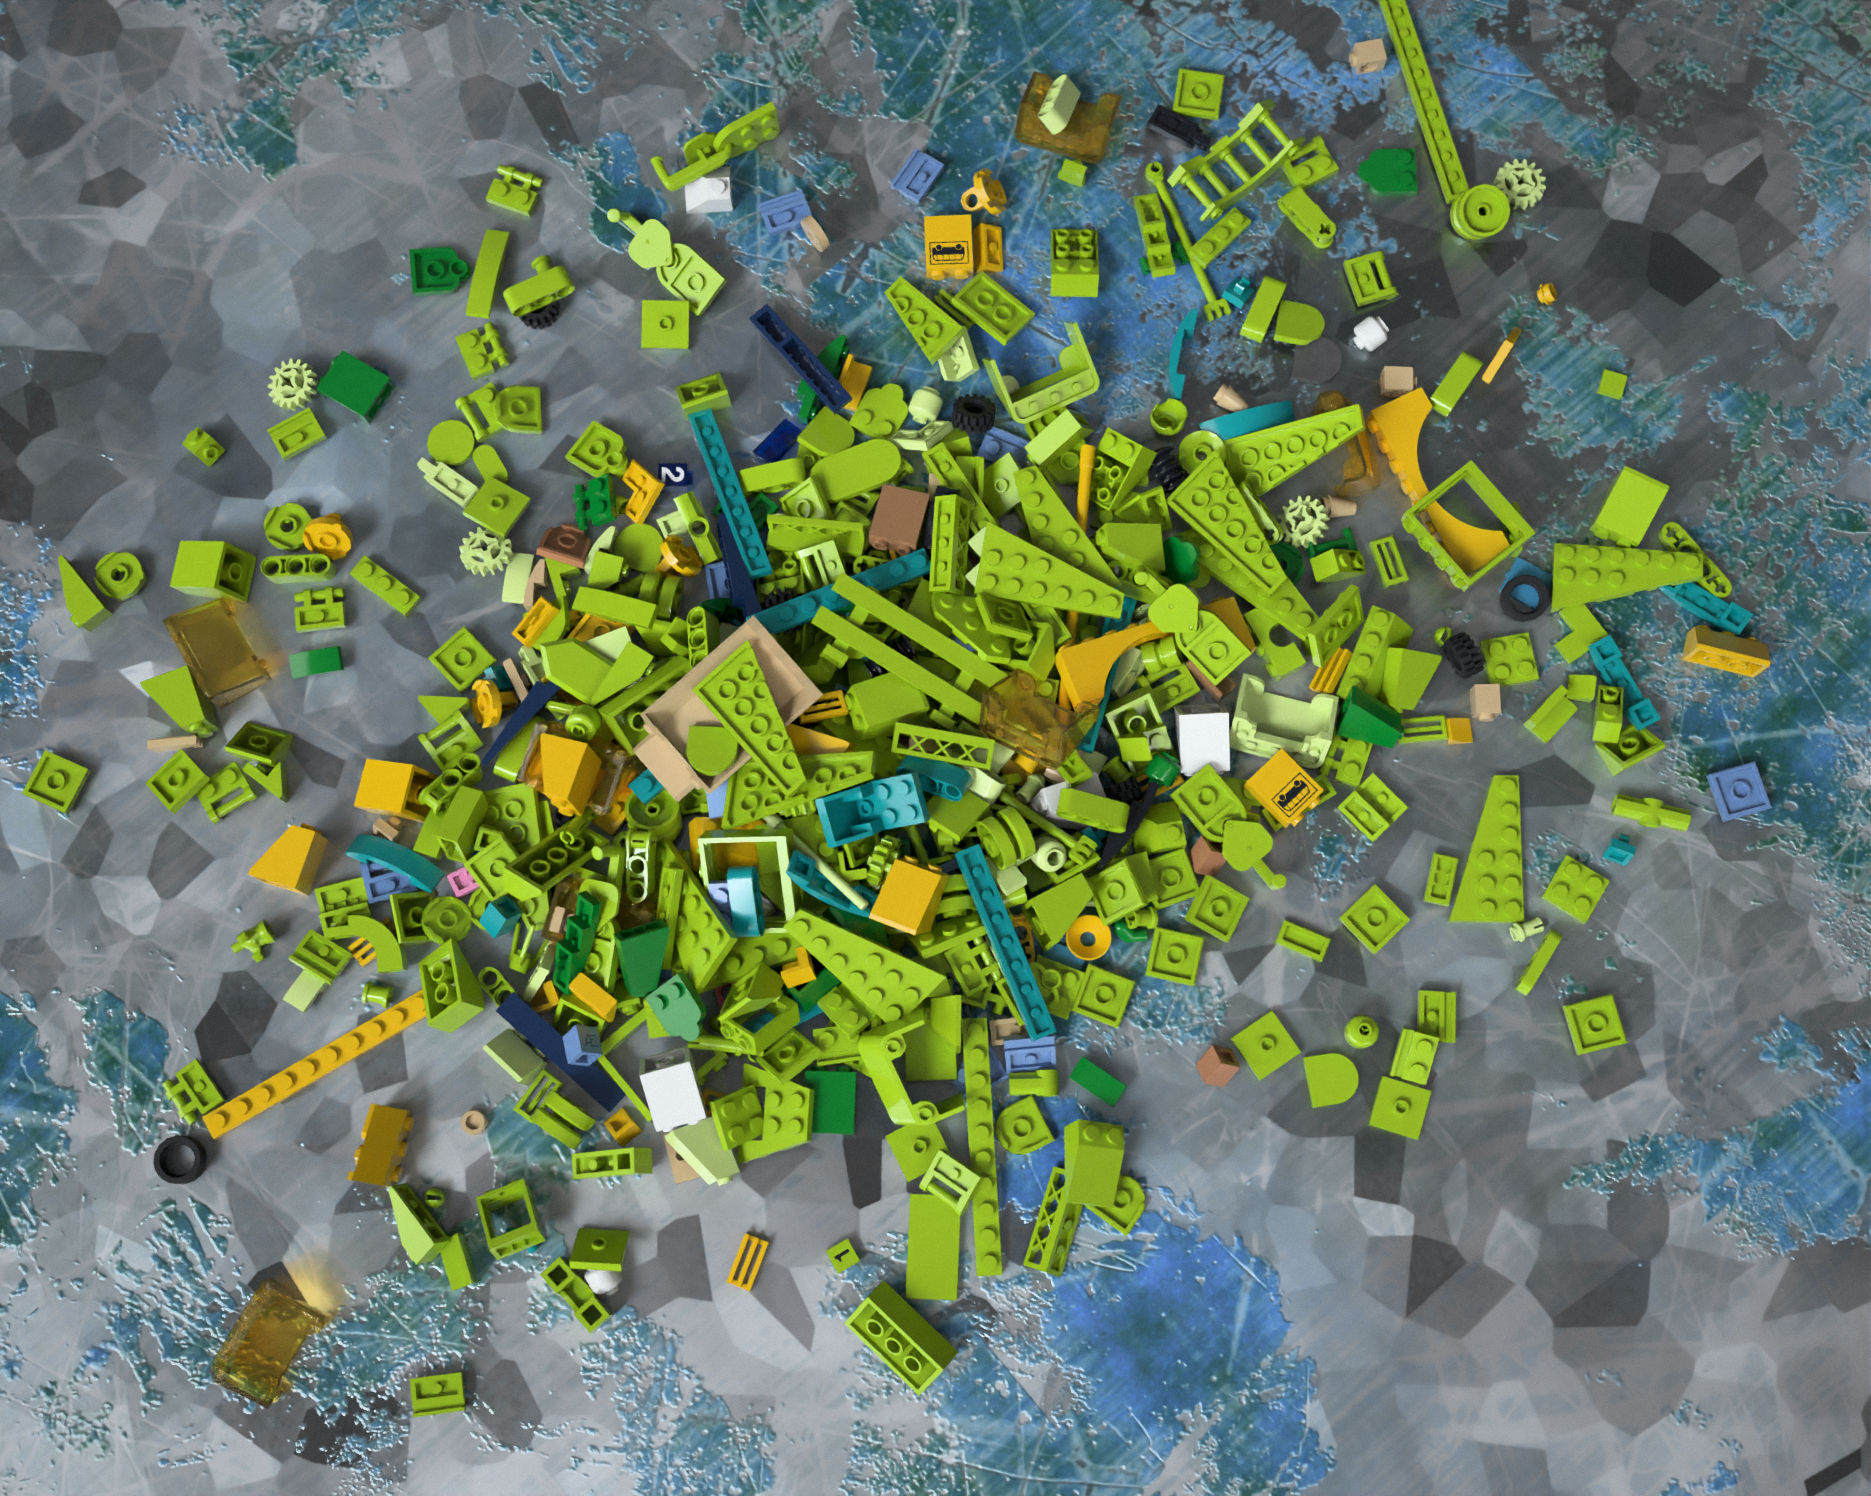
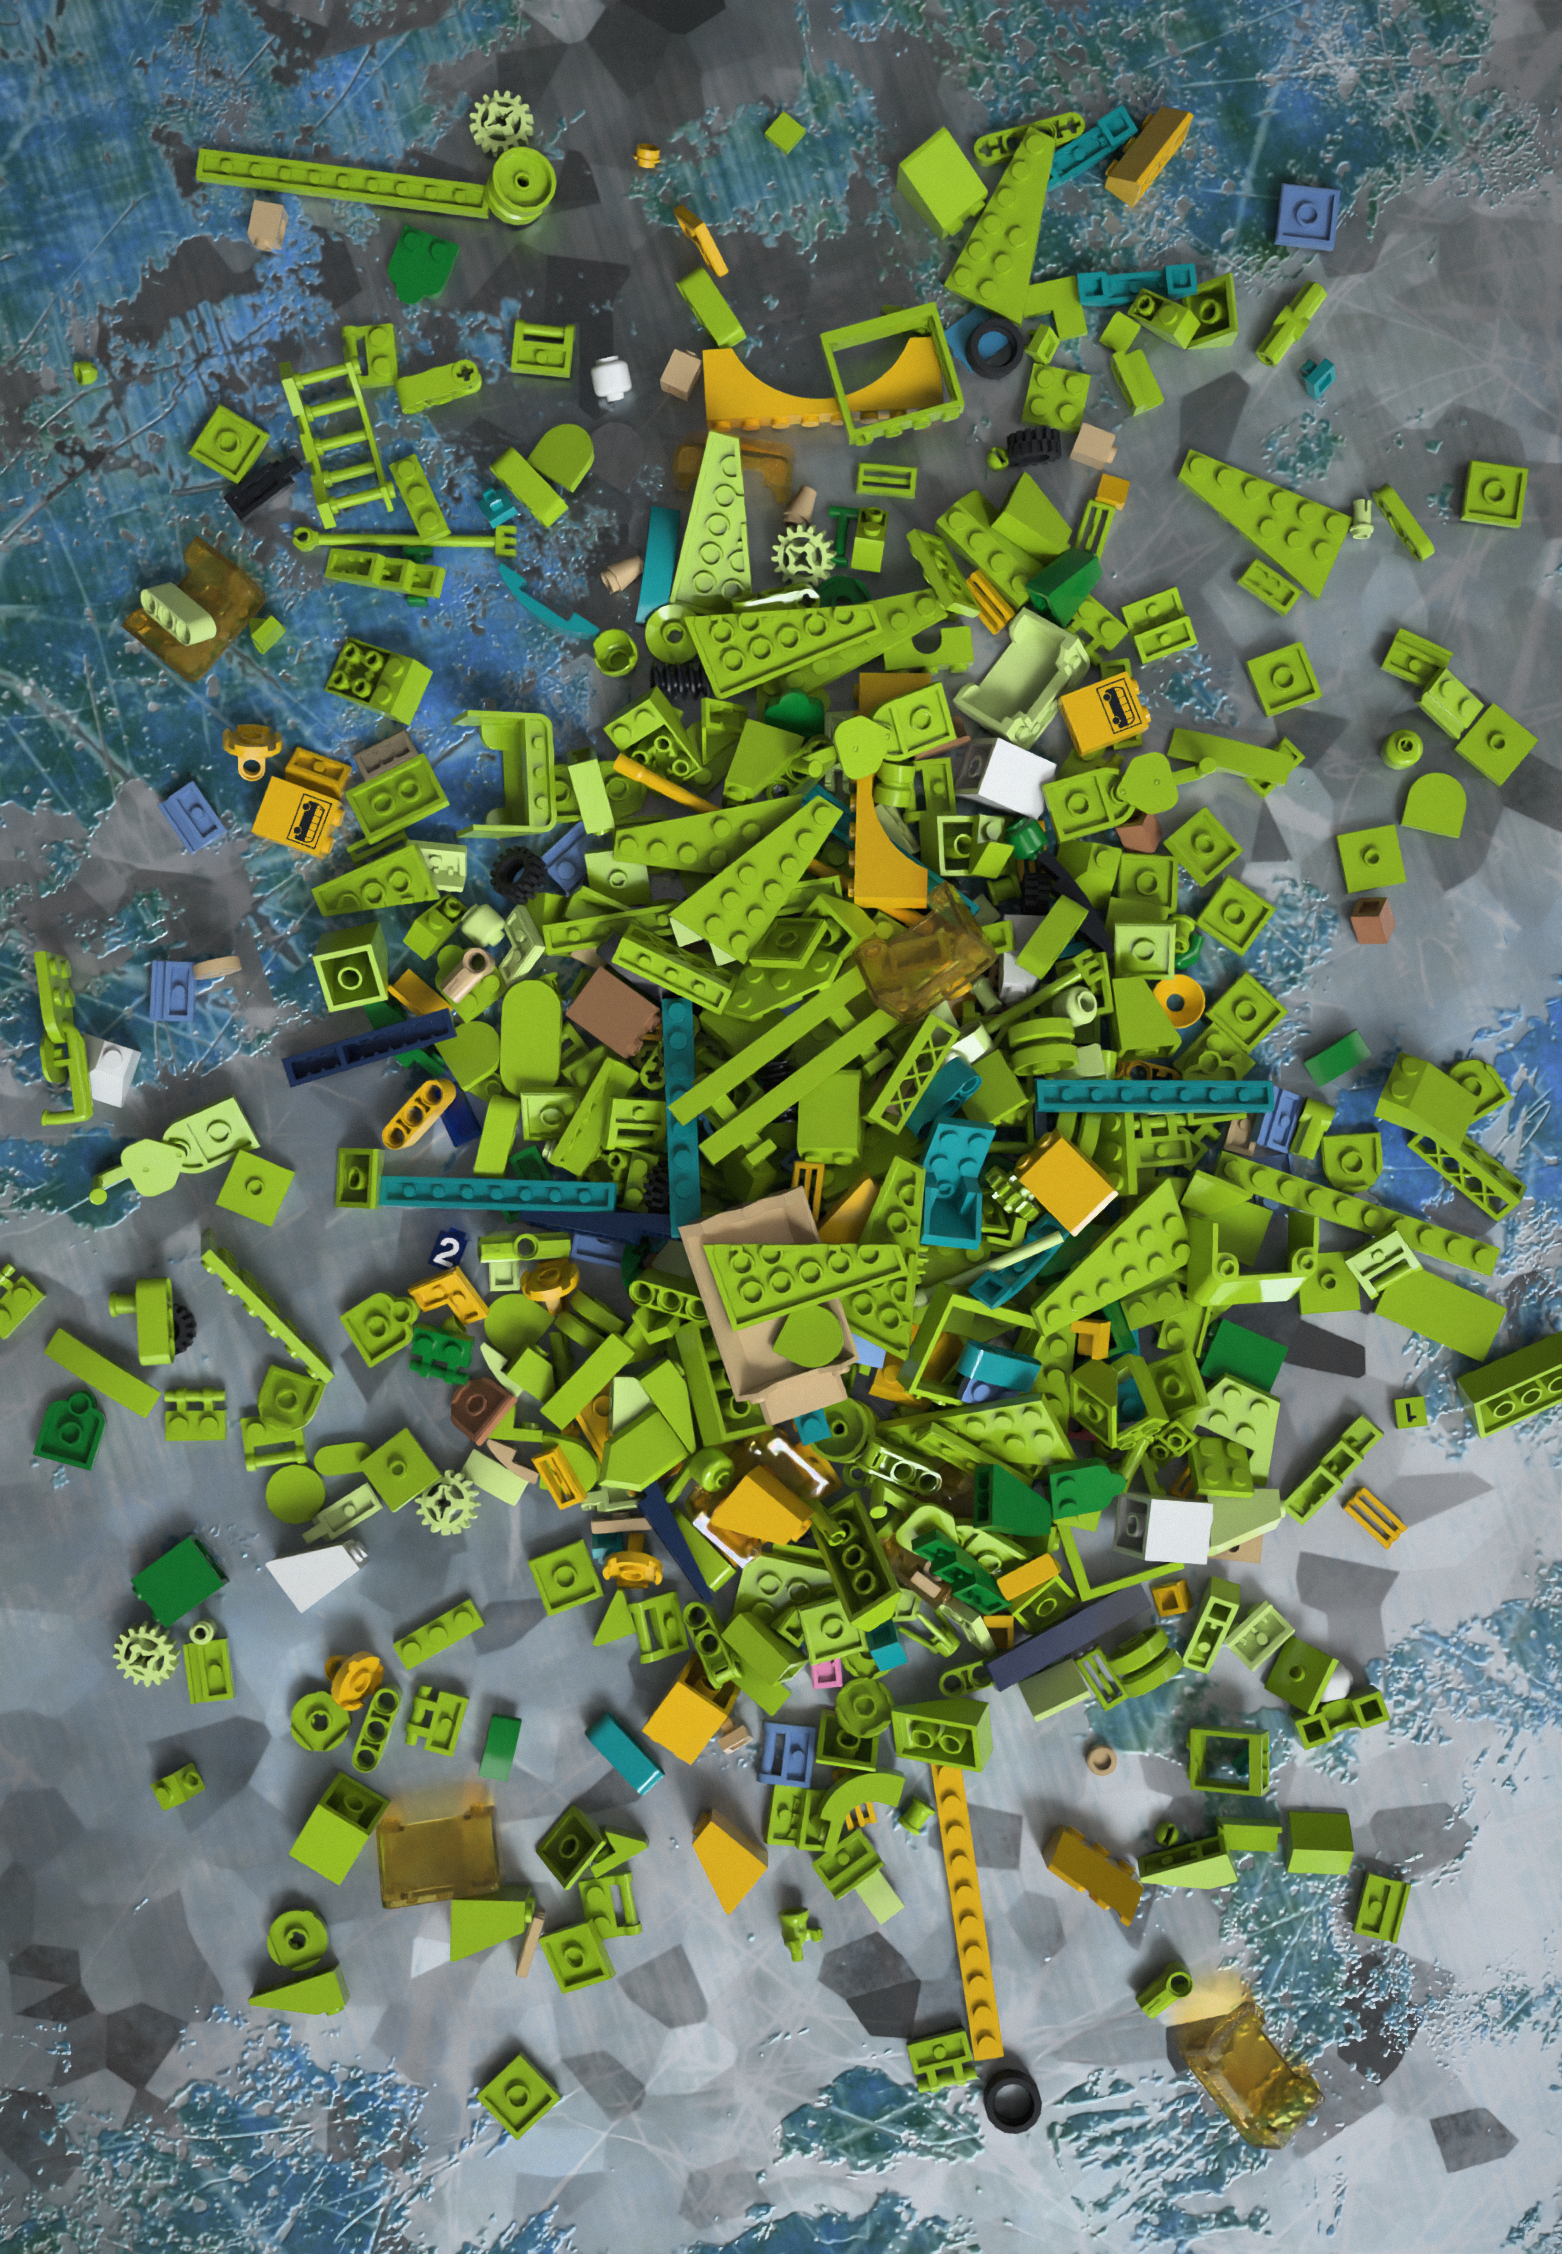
camera: 70 degrees left, 10 degrees up
(309, 1244) = (1162, 1992): none -> lime piece
(324, 416) = (198, 1636): none -> yellowish green pin
(345, 755) = (624, 1753): none -> teal beam
(397, 478) = (317, 1570): none -> white slope
(398, 859) = (771, 1739): teal slope -> none
(471, 1322) = (1319, 1842): none -> lime slope
(582, 357) = (260, 1303): none -> lime wing
(582, 1045) = (1073, 1609): medium blue brick -> none
(618, 1204) = (1258, 1635): none -> yellowish green bracket
(742, 1070) = (1171, 1442): none -> lime slope
(766, 414) = (406, 1117): none -> yellow beam
(773, 1210) = (1332, 1468): none -> lime slope
(855, 322) = (352, 966): none -> lime slope
(883, 406) = (465, 977): none -> tan piece
(910, 371) = (435, 926): none -> lime slope
(1022, 288) = (385, 755): none -> dark tan plate
(1296, 902) = (1231, 756): none -> lime slope
(1544, 633) = (1043, 344): none -> lime tile
(1575, 889) = (1339, 446): lime plate -> none

